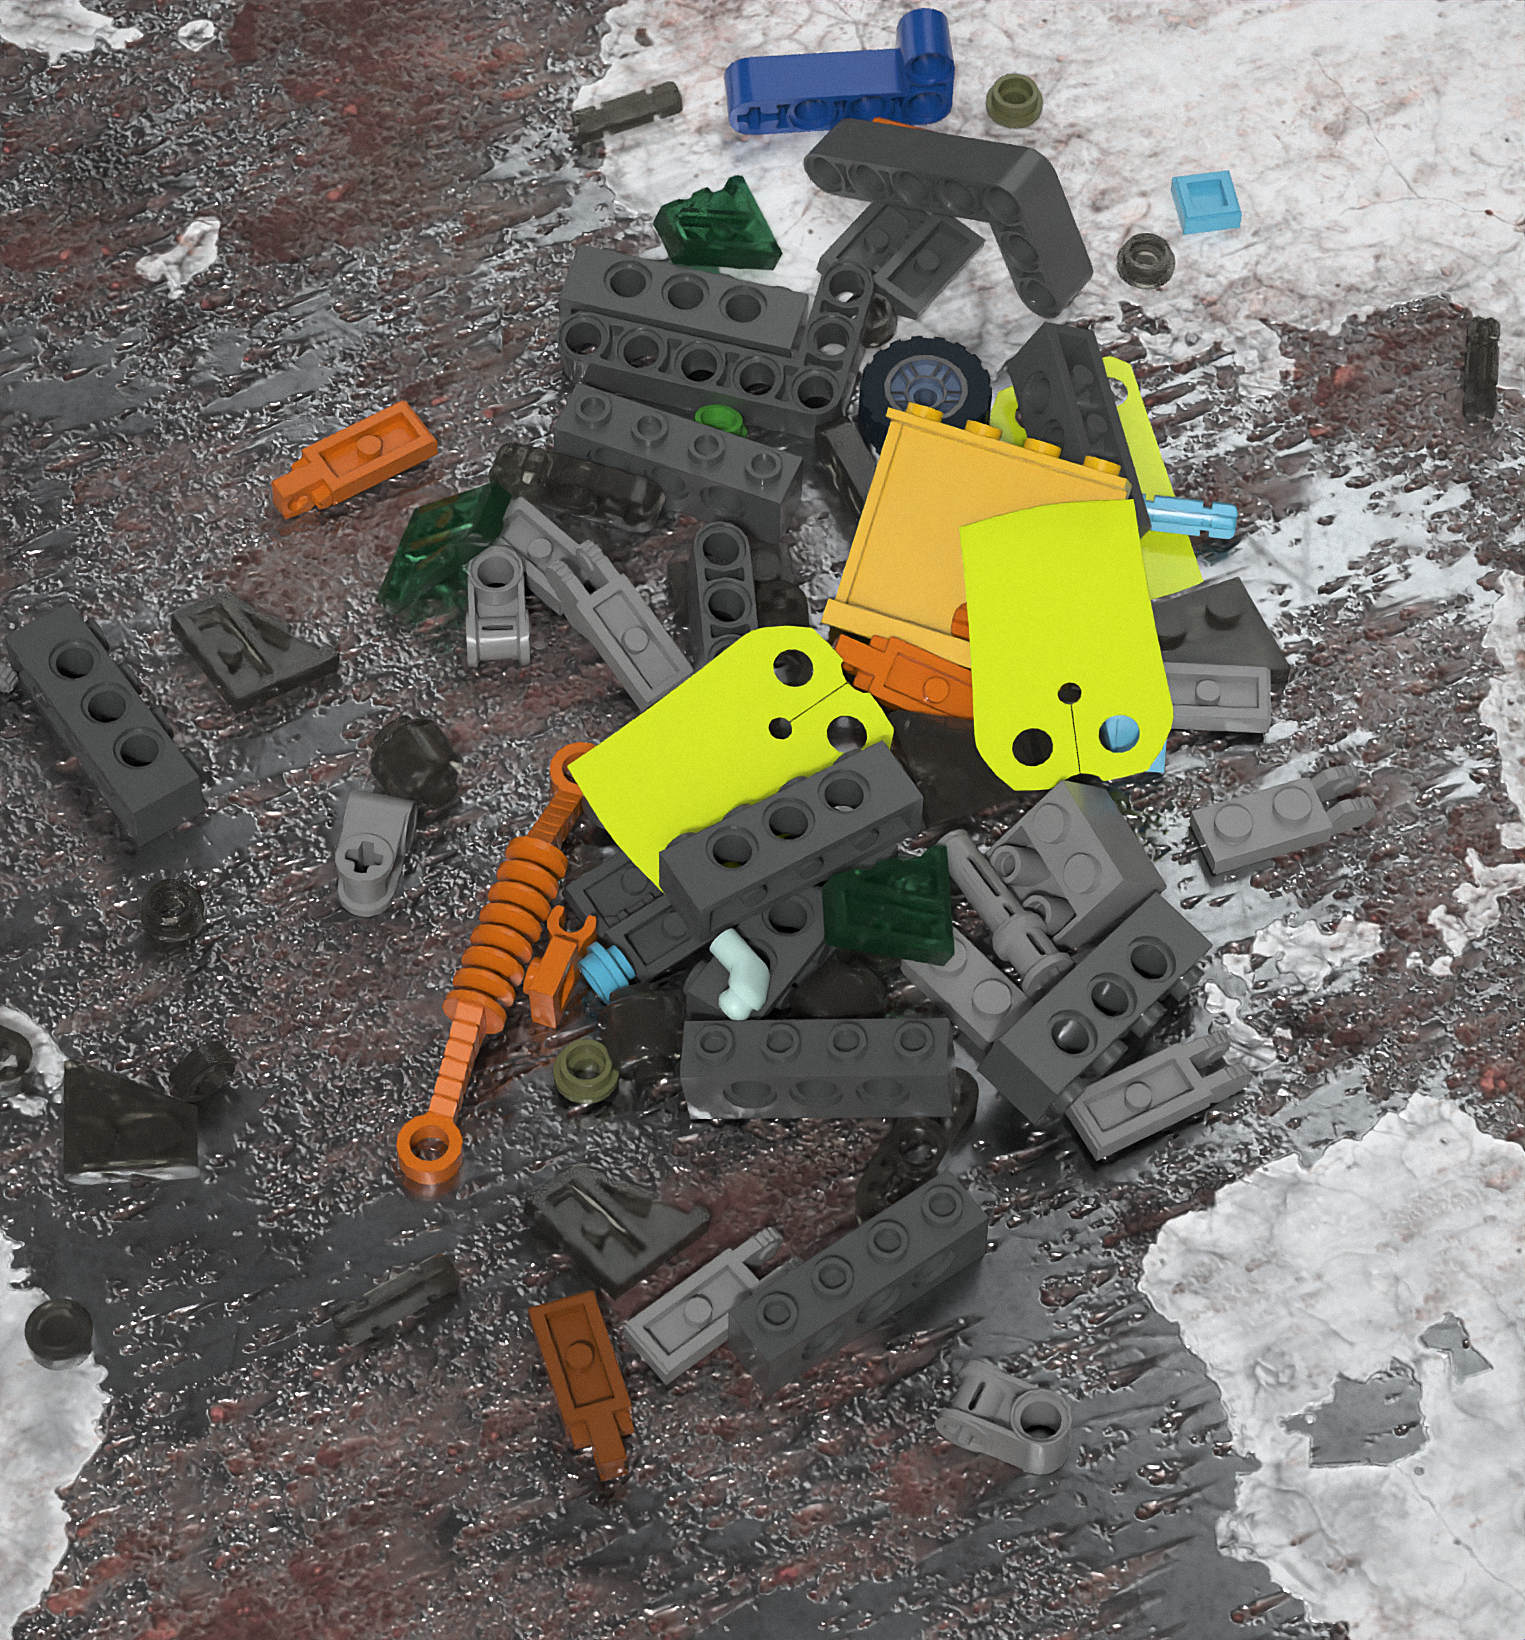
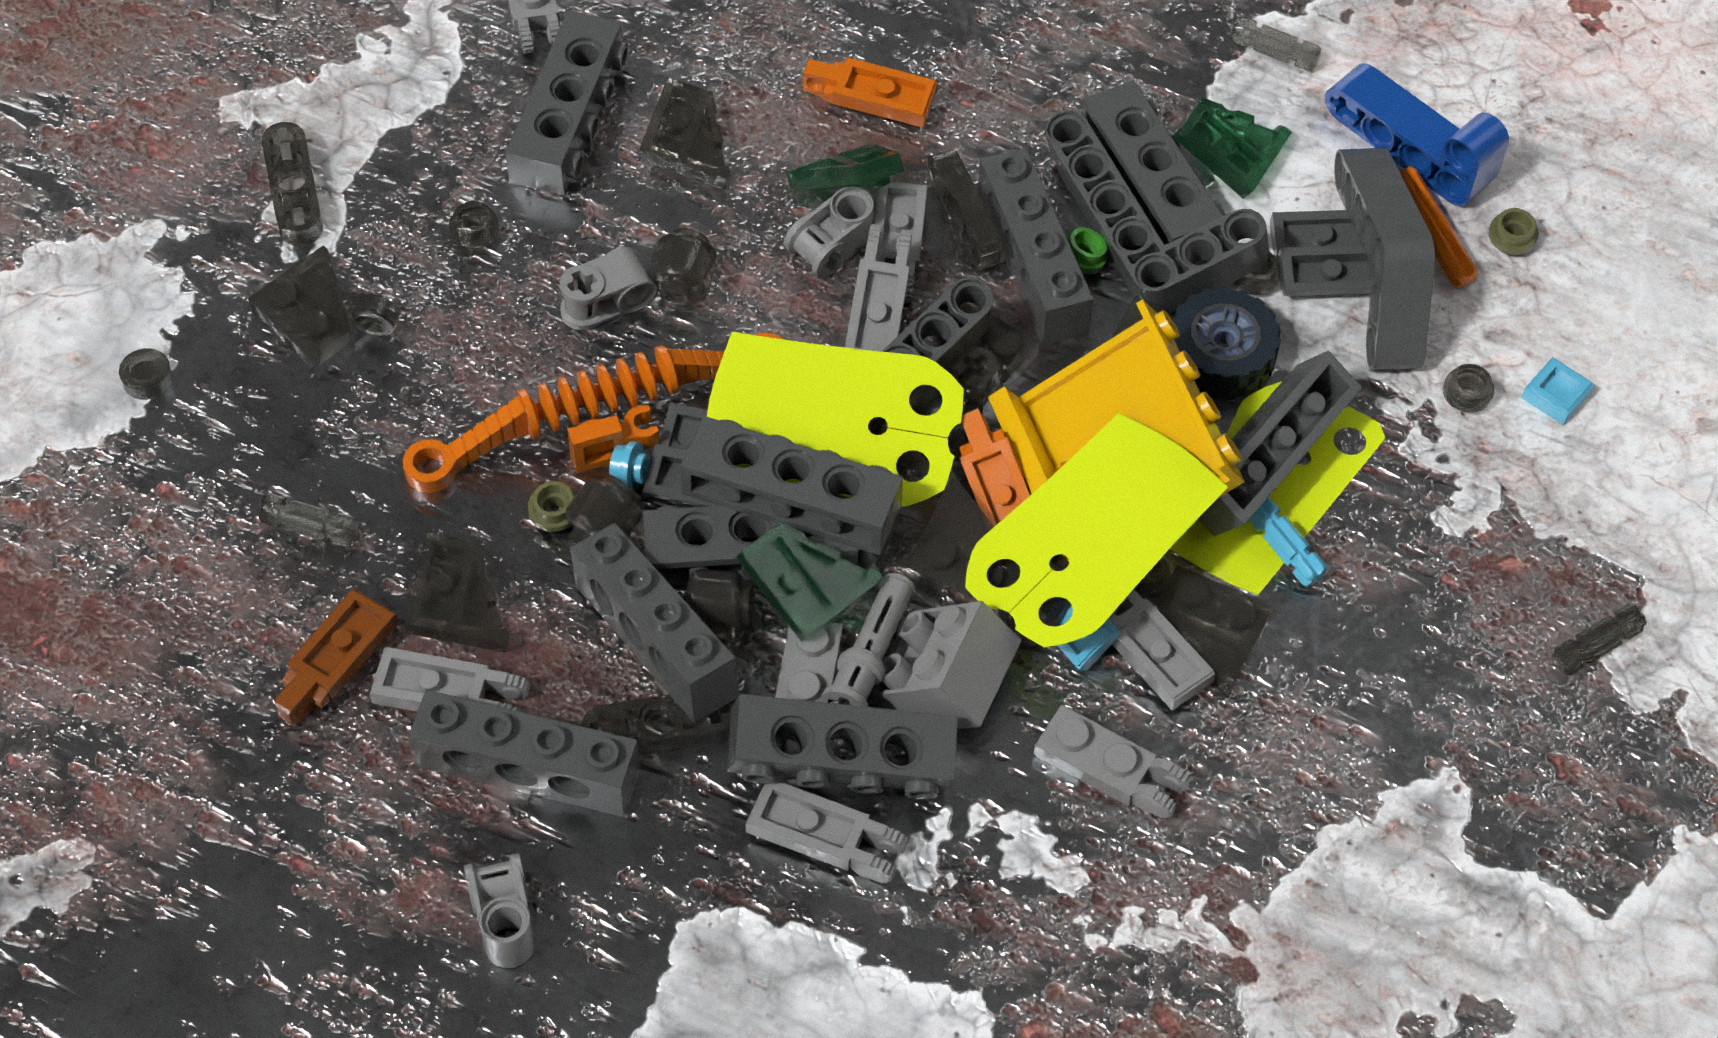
camera: 50 degrees right, 0 degrees up
(747, 979) = (672, 533): light aqua arm -> none

